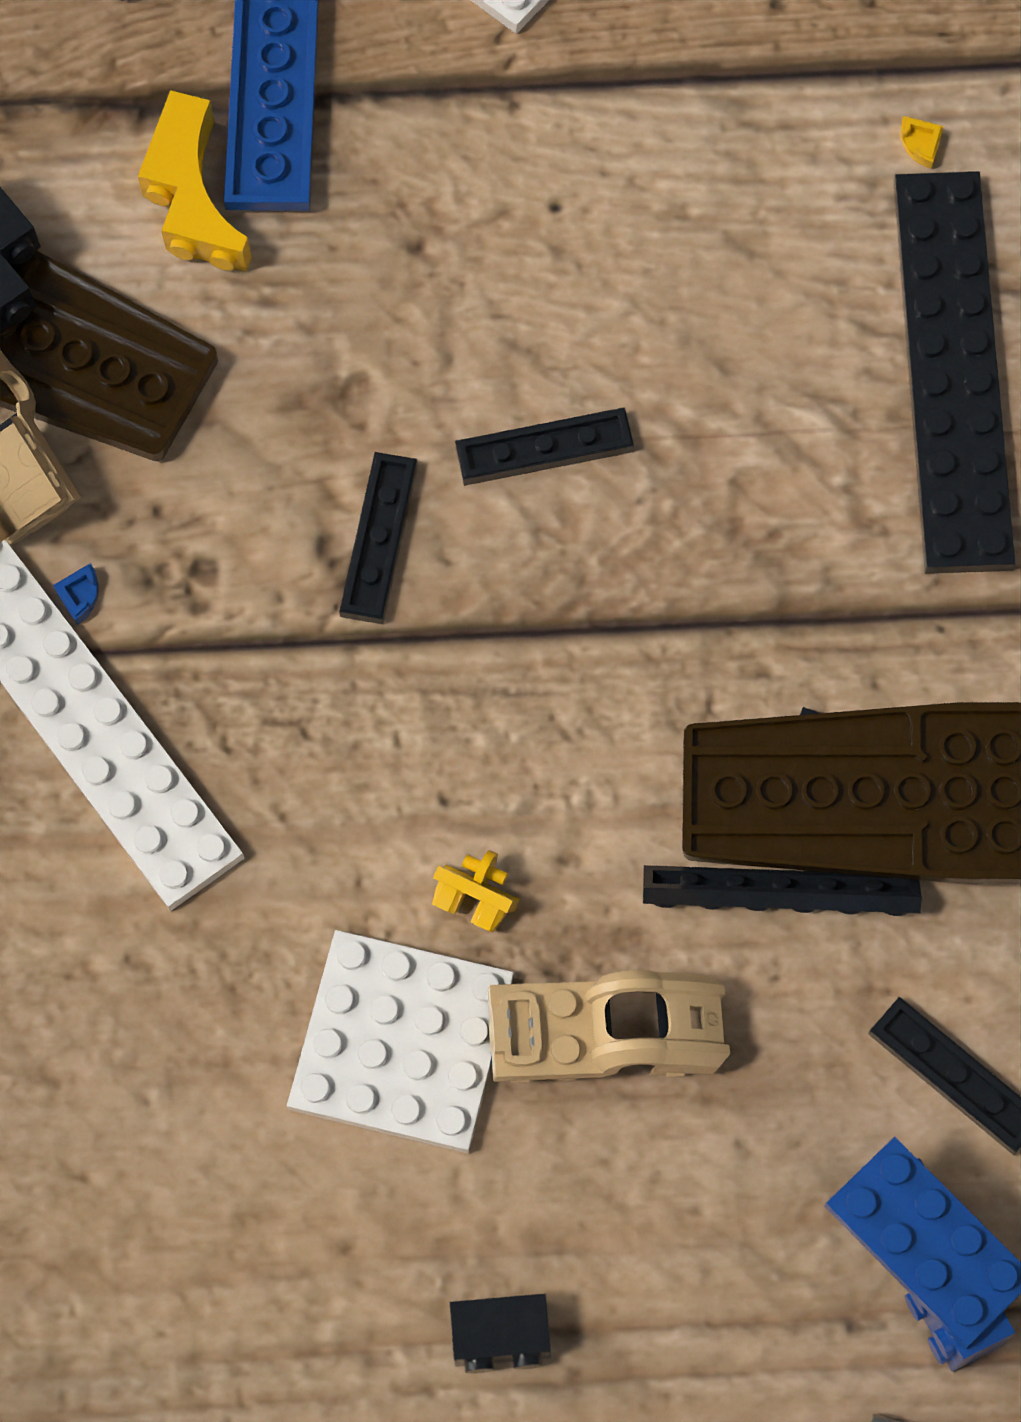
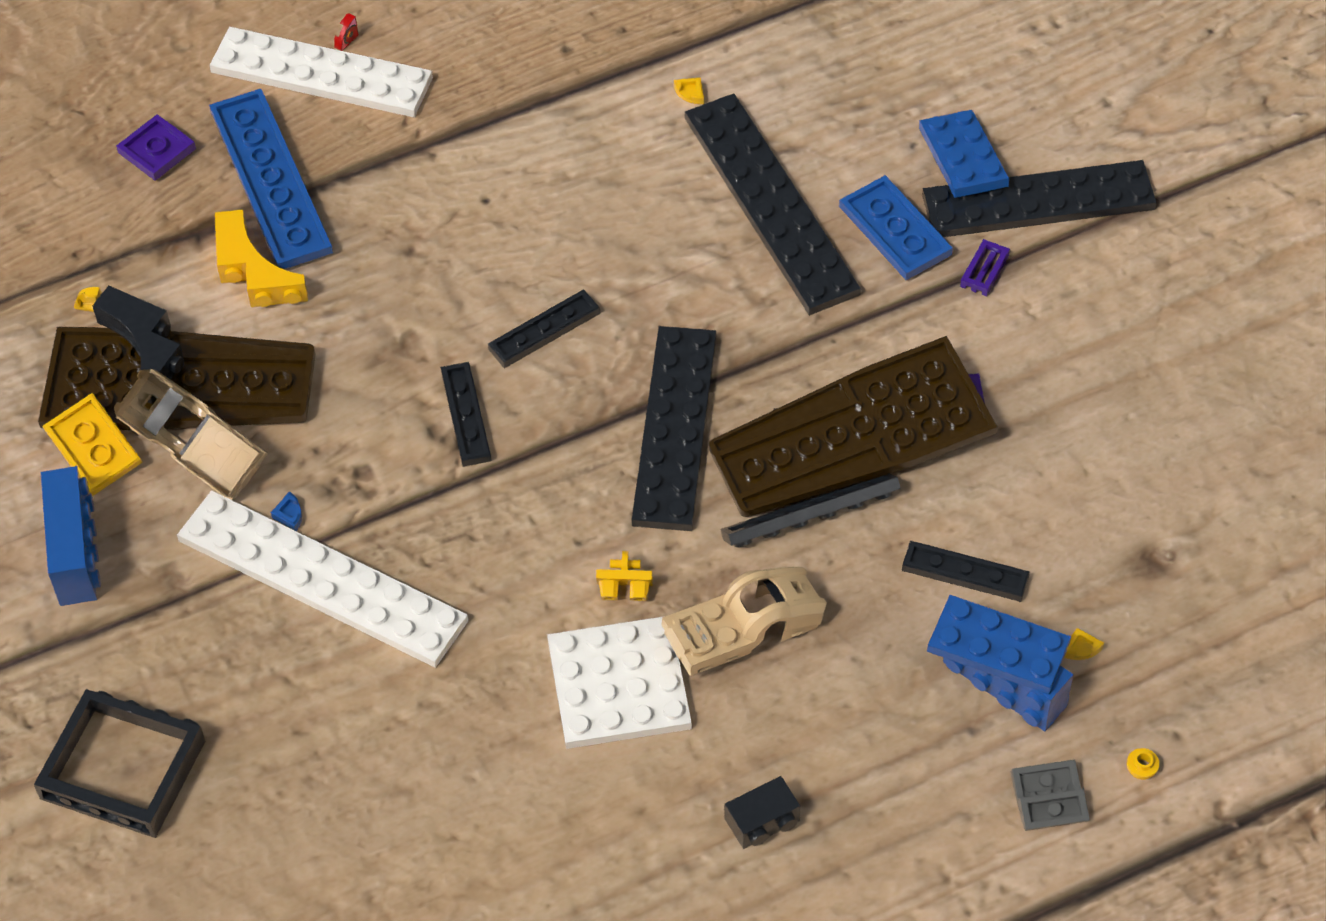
camera: 25 degrees left, 15 degrees down
(653, 678) = (674, 429): none -> black plate

